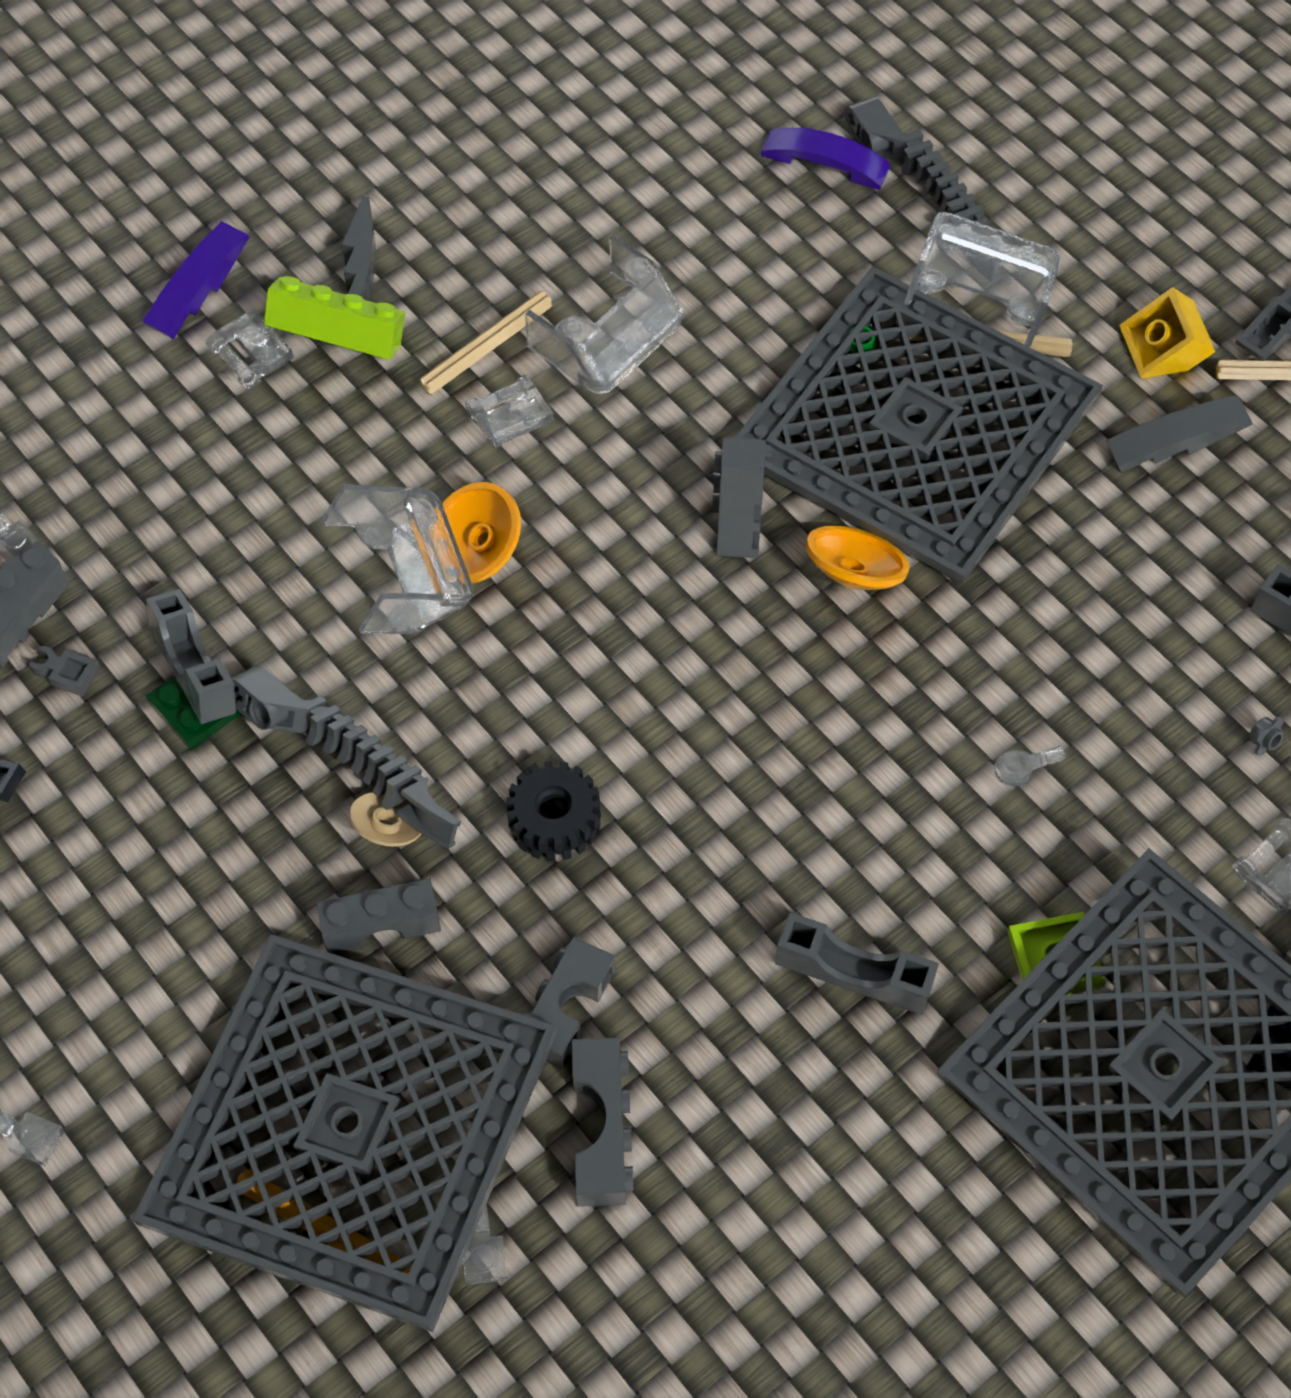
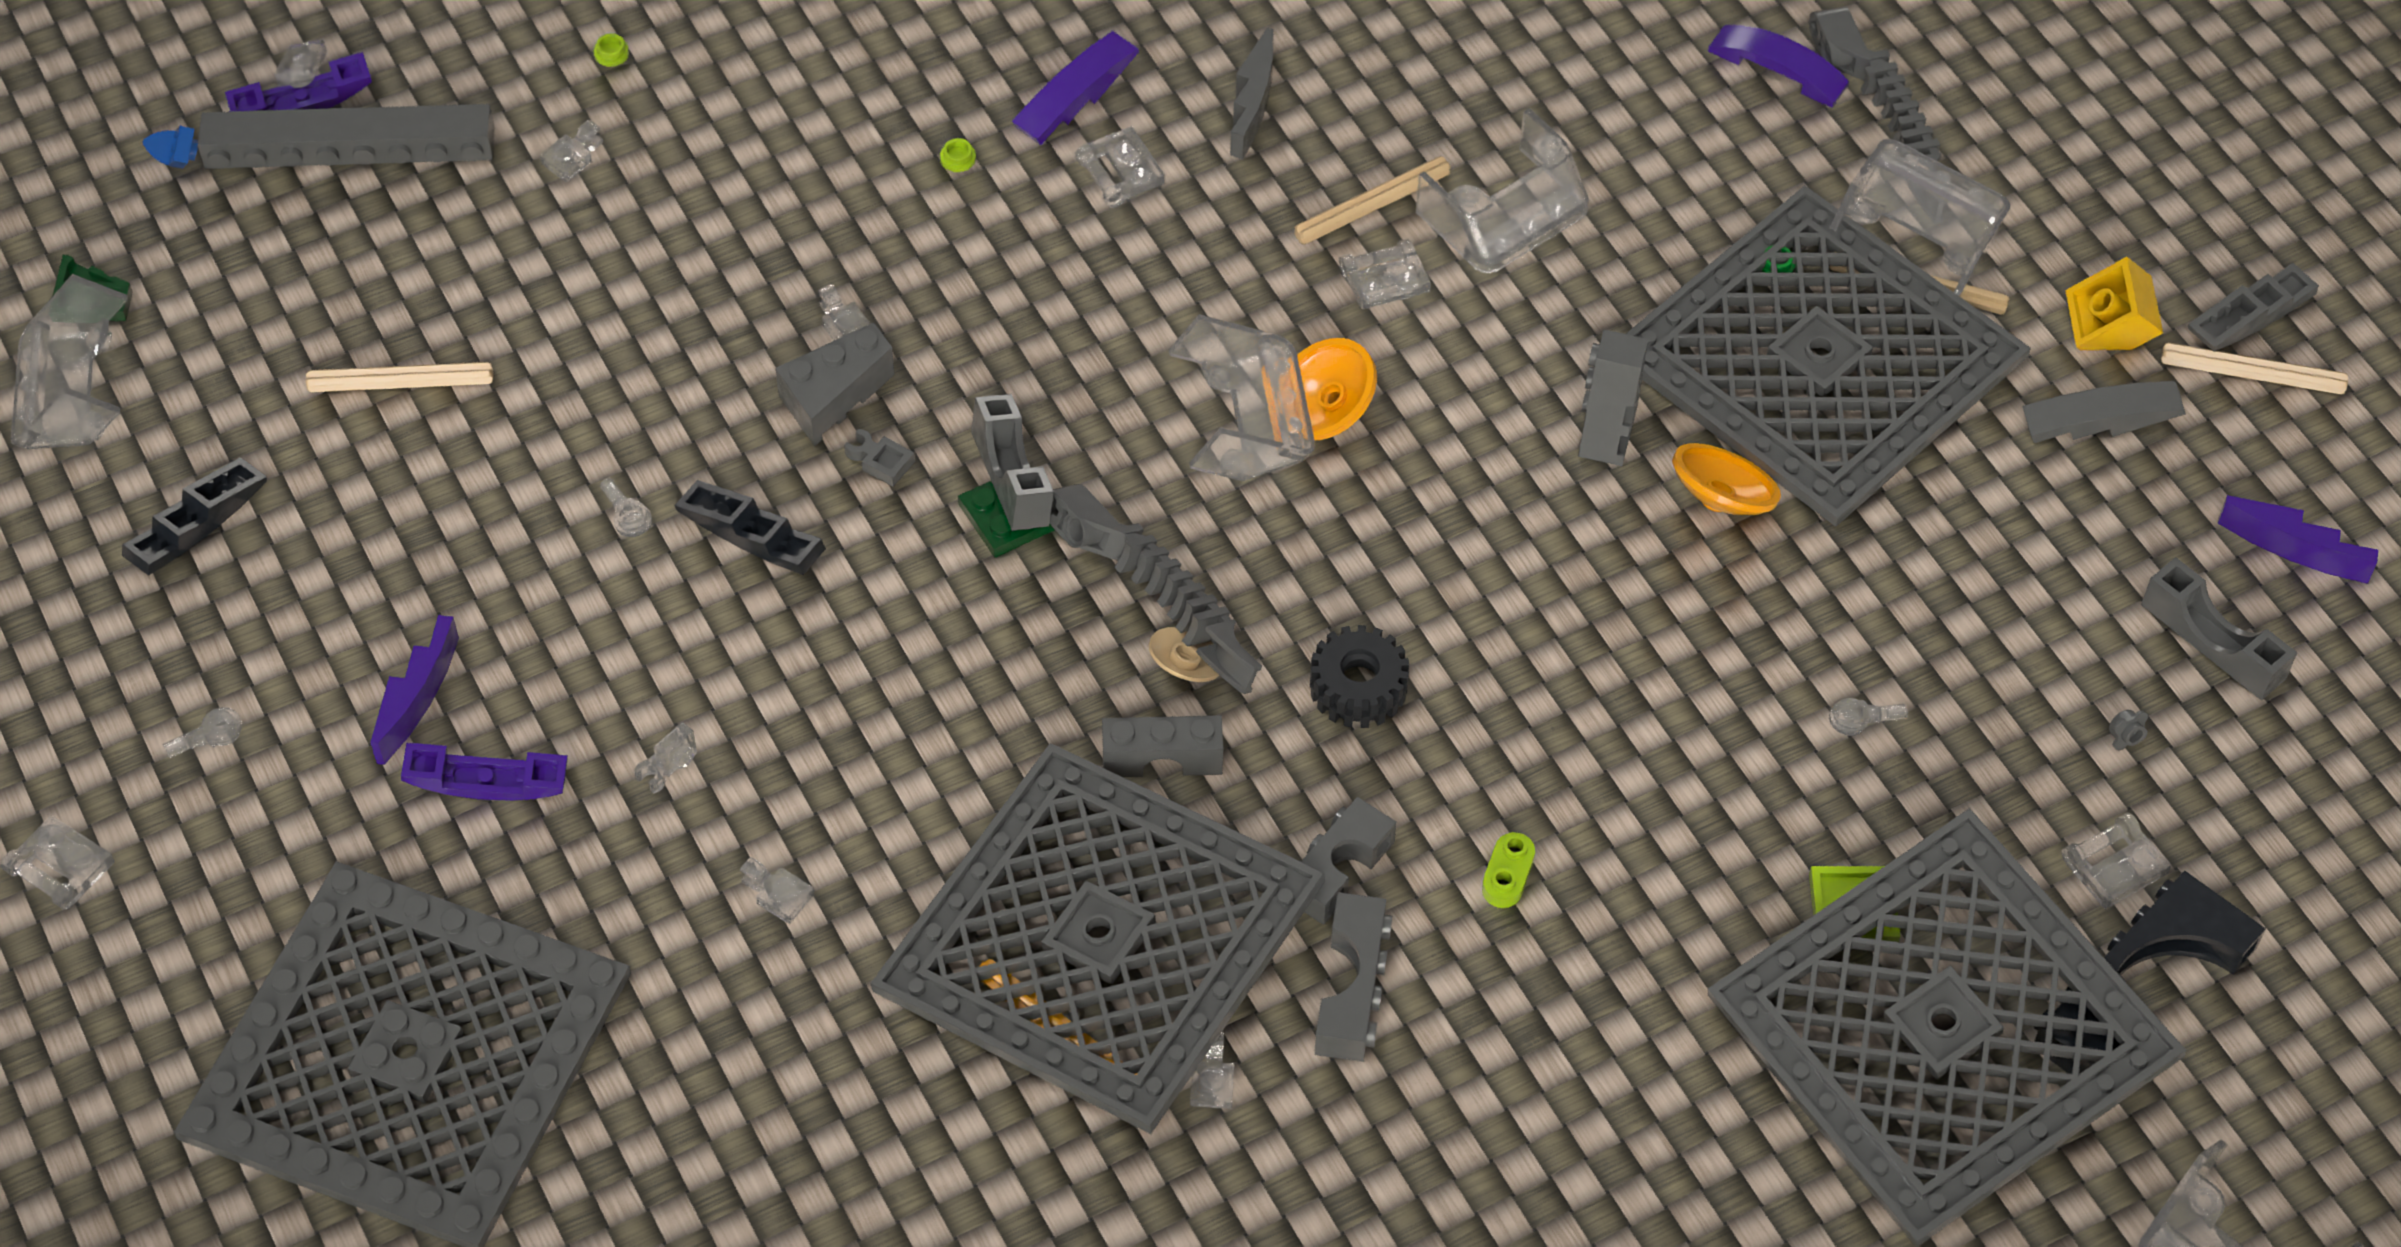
camera: 10 degrees right, 5 degrees down
(97, 362) = (957, 155): none -> lime plate
(334, 317) = (1216, 148): lime brick -> none
(728, 977) = (1510, 867): none -> lime plate
(891, 978) = (1603, 855): dark grey arch -> none

